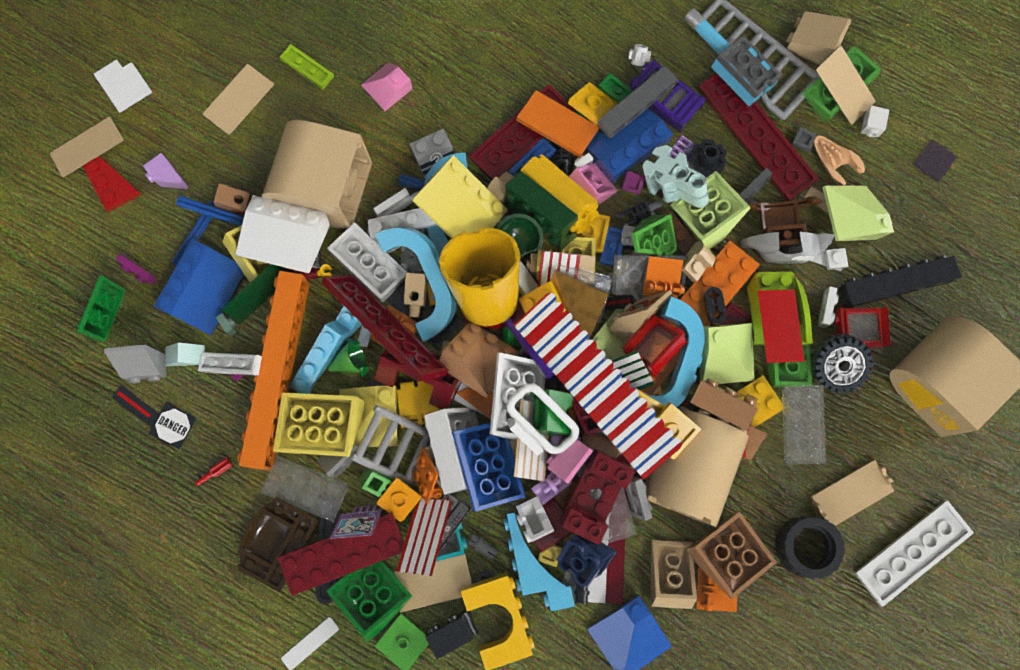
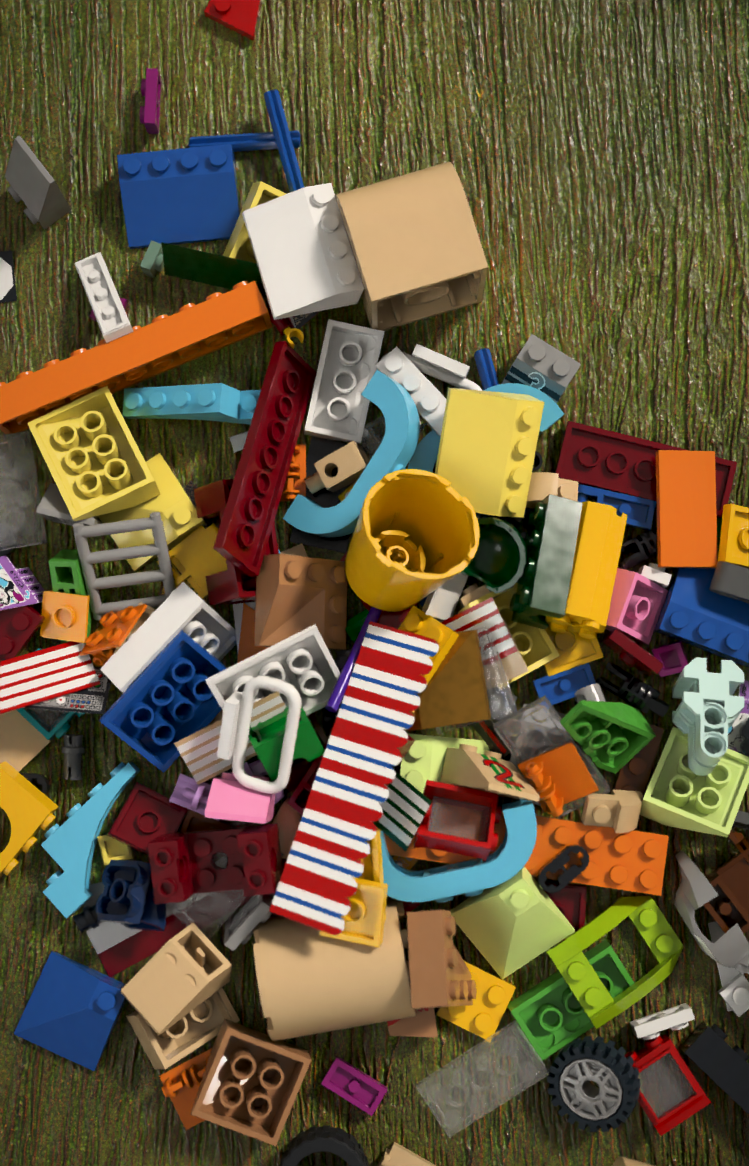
camera: 60 degrees right, 5 degrees up
(101, 310) = (70, 95): green slope -> none
(163, 173) = (297, 49): lavender slope -> none
(183, 354) = (83, 232): light aqua slope -> none
(230, 199) = (312, 155): medium nougat torso -> none
(238, 99) = (456, 75): tan sticker -> none
(306, 66) = (556, 132): lime tile -> none
(350, 359) = (204, 442): hat -> none
(387, 85) = (597, 252): bright pink slope -> none
(528, 281) = (442, 604): none -> white sticker
(534, 518) = (142, 803): white cylinder -> none
(618, 199) = (632, 653): none -> dark red plate
(649, 560) = (177, 979): none -> tan slope
(766, 498) = (354, 1085): none -> magenta plate
(780, 326) = (591, 972): red sticker -> none

